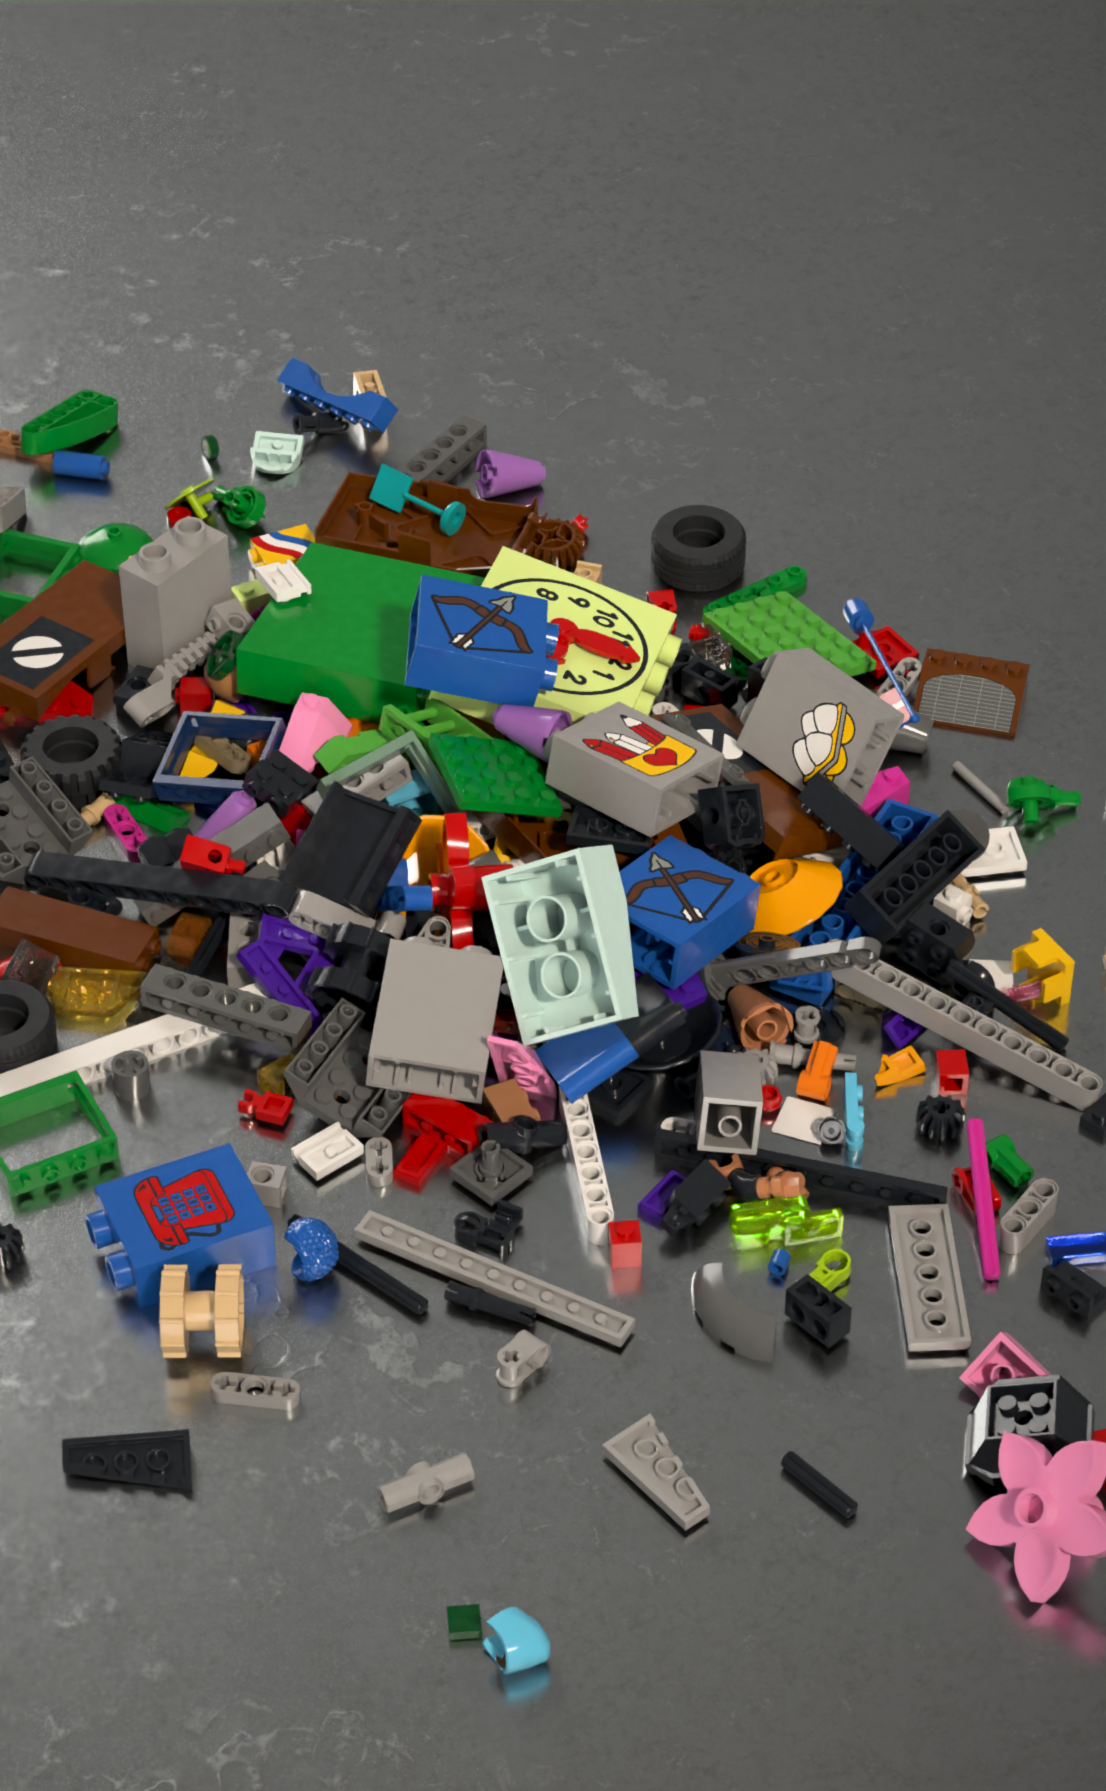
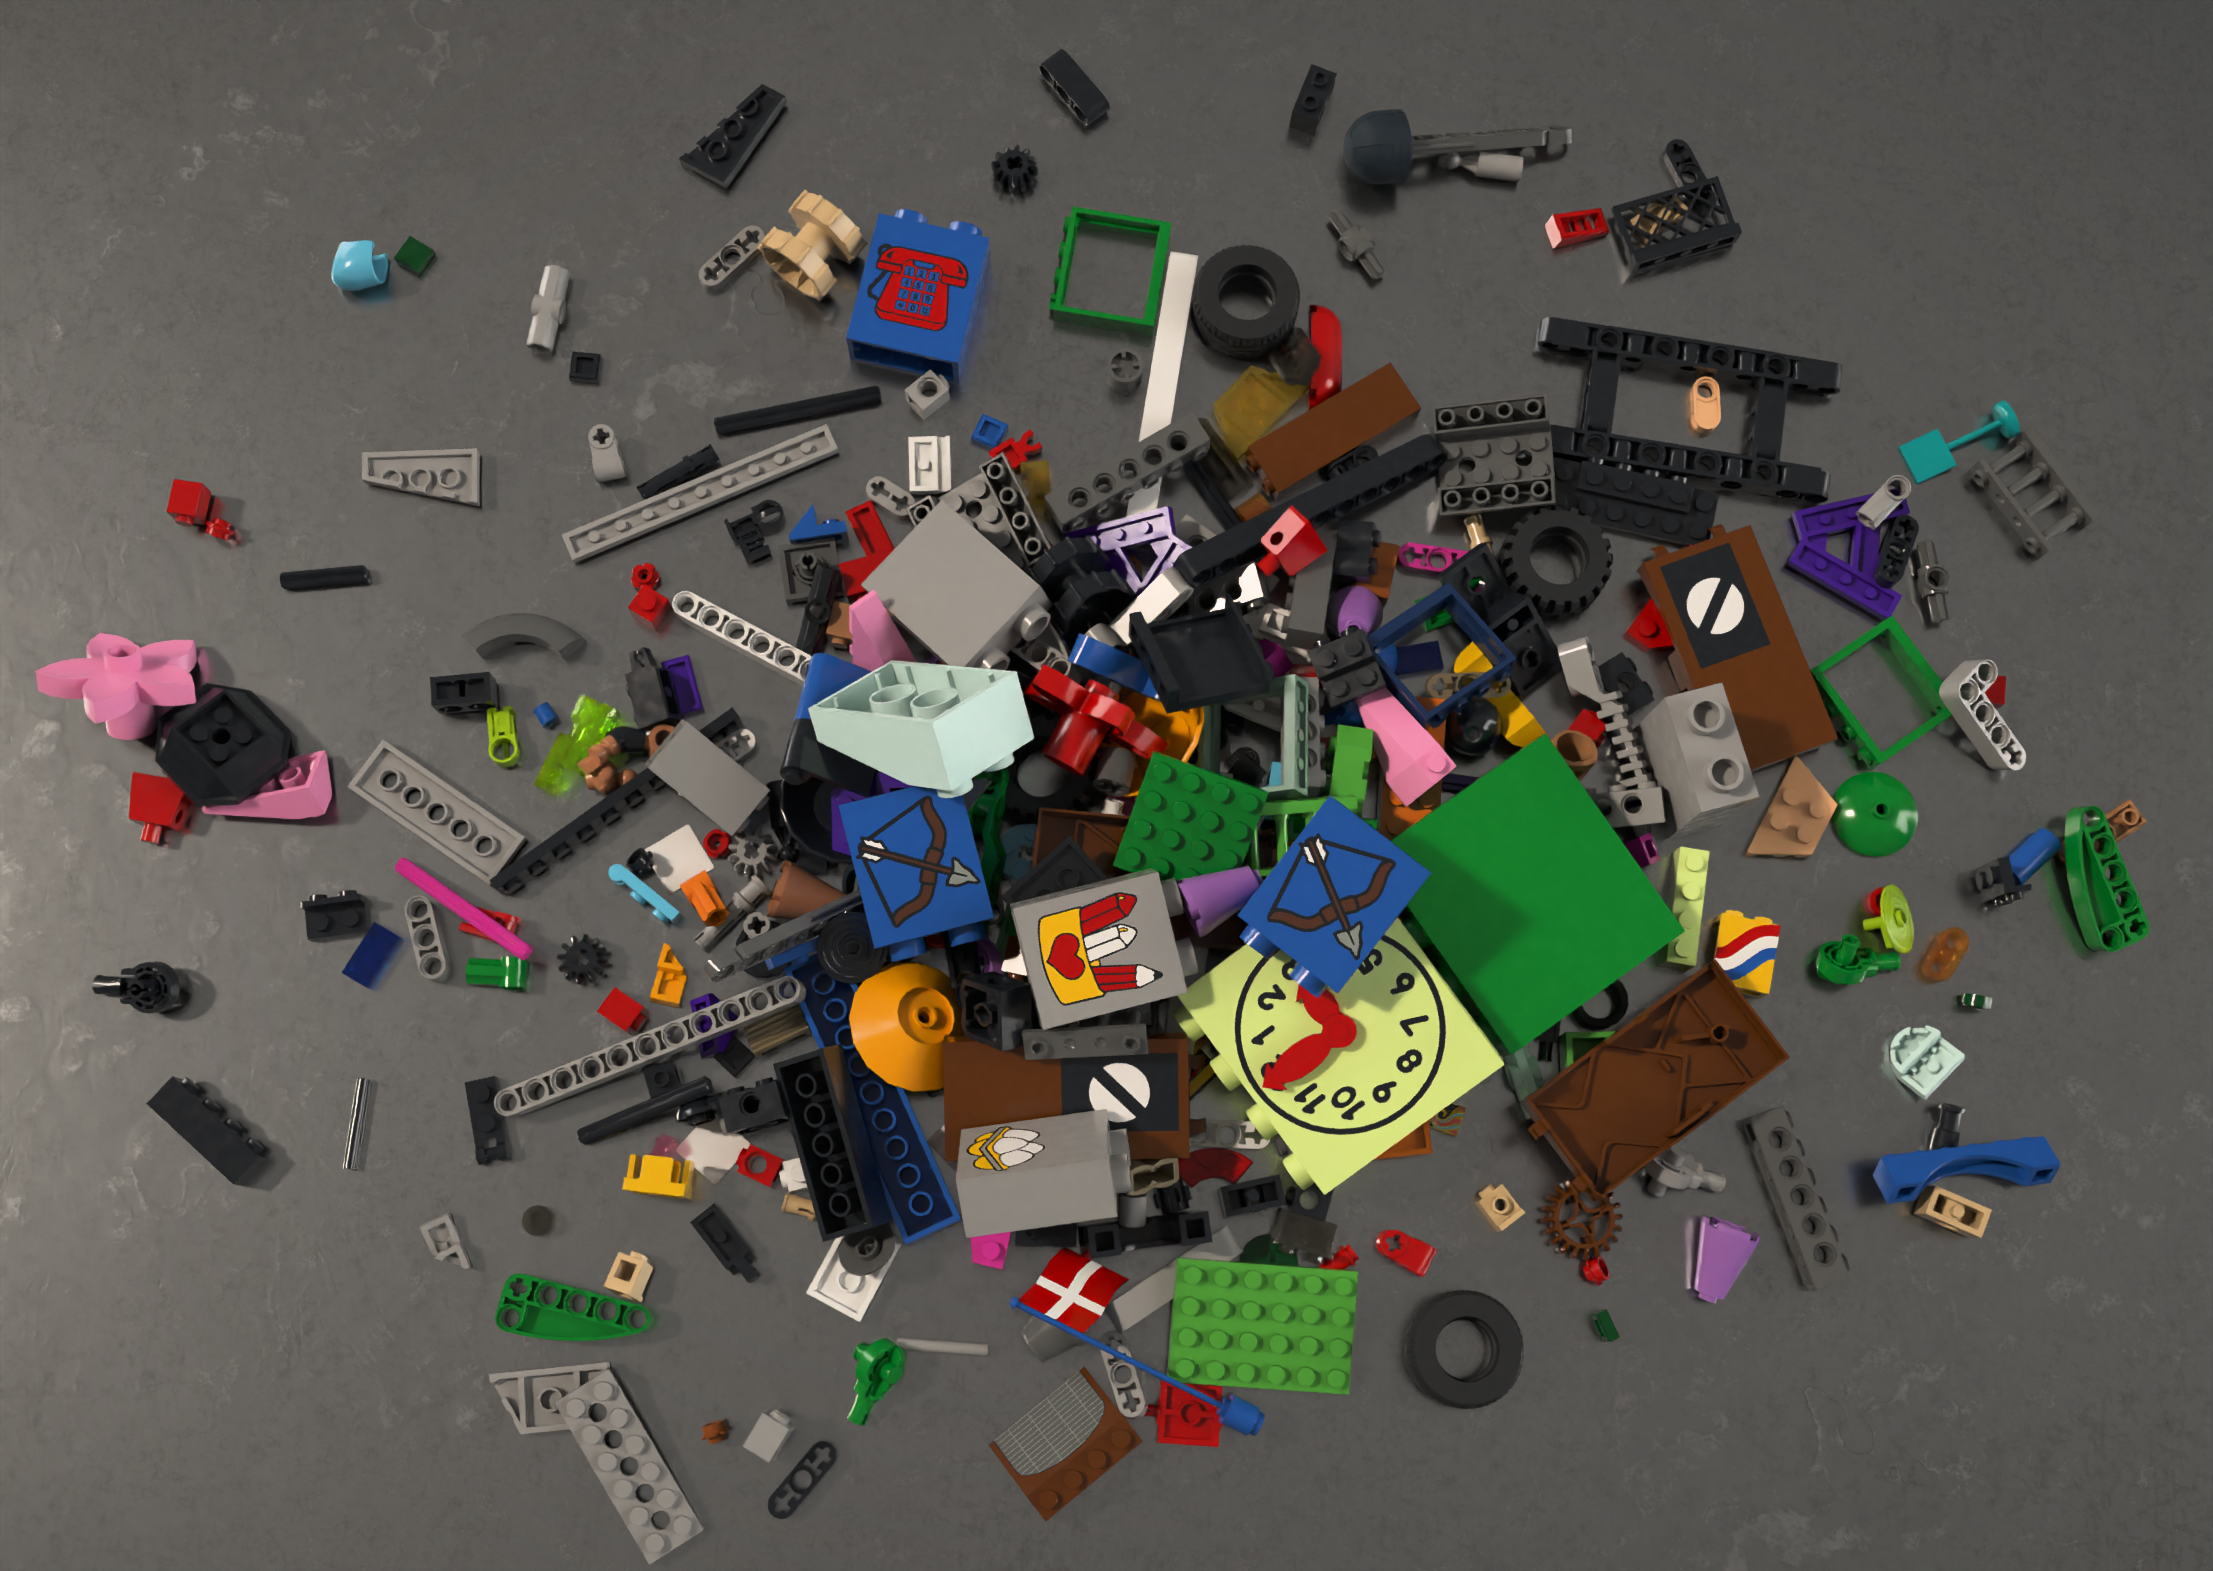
camera: 120 degrees right, 35 degrees up
(115, 461) = (1997, 883): none -> black bracket
(189, 473) = (1944, 956): none -> clear orange plate
(224, 659) = (1573, 745): dark green tile -> none
(261, 1136) = (989, 432): none -> blue tile
(283, 580) = (1621, 844): white plate -> none
(315, 1248) = (822, 369): blue hair -> none
(393, 489) = (1721, 1080): teal piece -> none
(454, 1185) = (809, 530): none -> blue slope
(454, 1430) = (585, 367): none -> black tile
(600, 1273) = (648, 569): none -> red plate
(610, 505) = (1605, 1325): none -> dark green tile
(786, 580) = (1368, 1394): green piece -> none
(850, 821) = (923, 1124): black brick -> none
(854, 1582) = (219, 528): none -> red plate
(855, 1613) = (188, 502): none -> red brick
(976, 923) = (771, 1172): none -> red brick
(1044, 917) = (725, 1242): none -> black hinge

